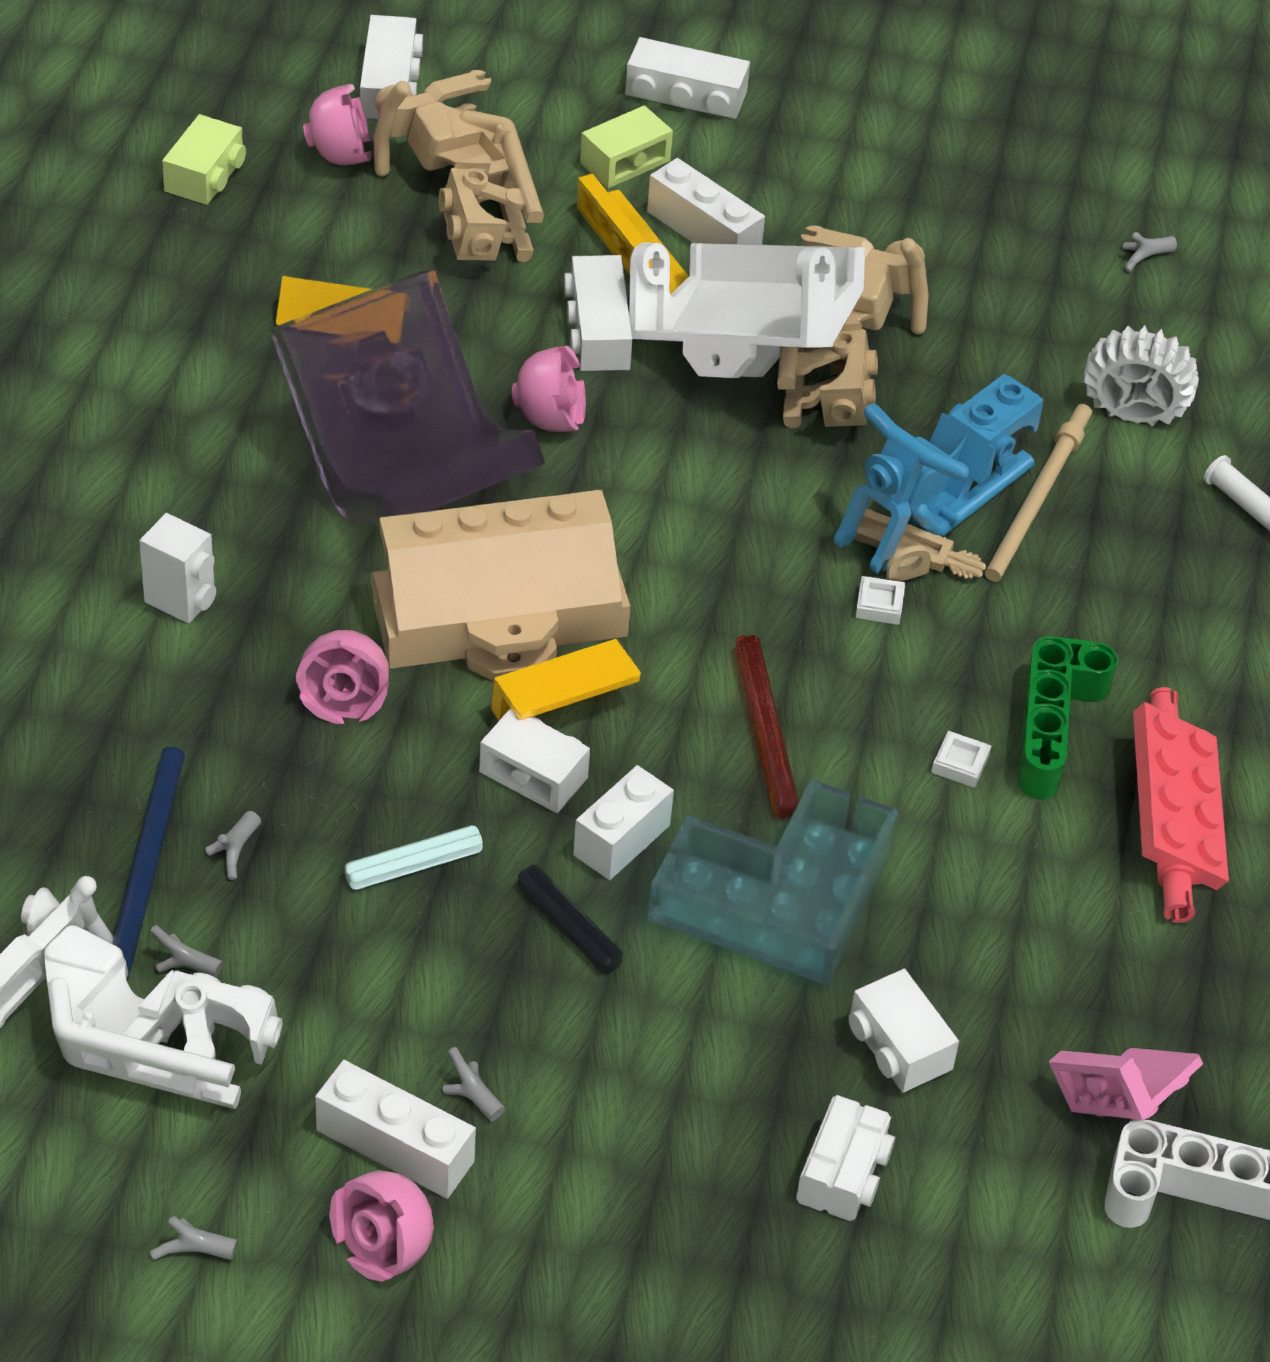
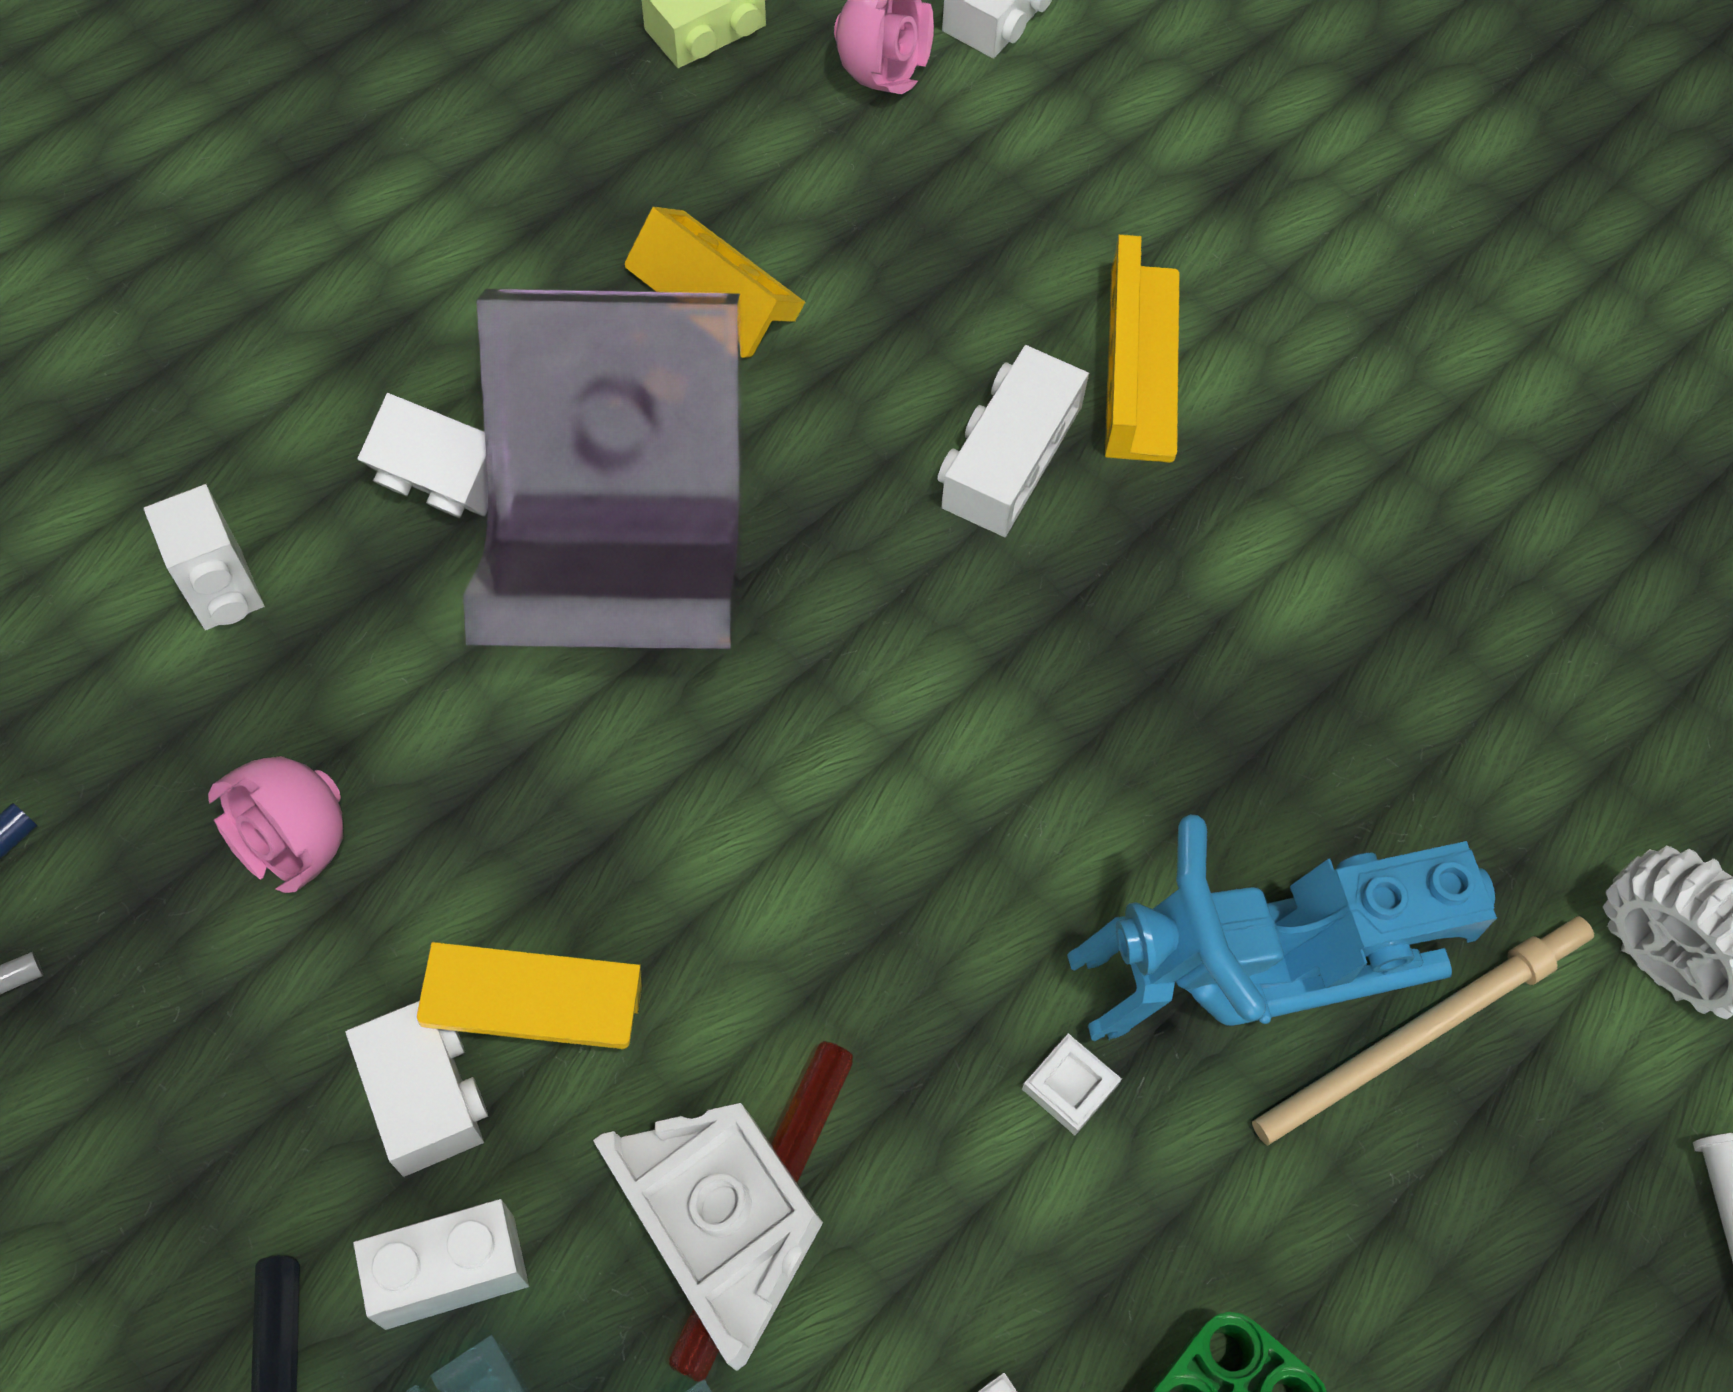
camera: 35 degrees right, 15 degrees up
(263, 463) = (430, 453): none -> white brick
(413, 857) = (166, 1144): light aqua axle -> none
(485, 160) = (1015, 156): tan piece -> none
(499, 583) = (559, 797): tan piece -> none
(549, 390) = (861, 530): bright pink cylinder -> none
(626, 146) = (1226, 214): yellowish green brick -> none
(687, 78) = (1378, 151): white brick -> none
(701, 207) = (1257, 360): white brick -> none
(744, 302) = (1185, 539): white piece -> none
(748, 725) = (719, 1216): none -> white wing
(845, 396) = (1295, 589): tan piece -> none
(917, 551) = (1185, 1036): tan piece -> none

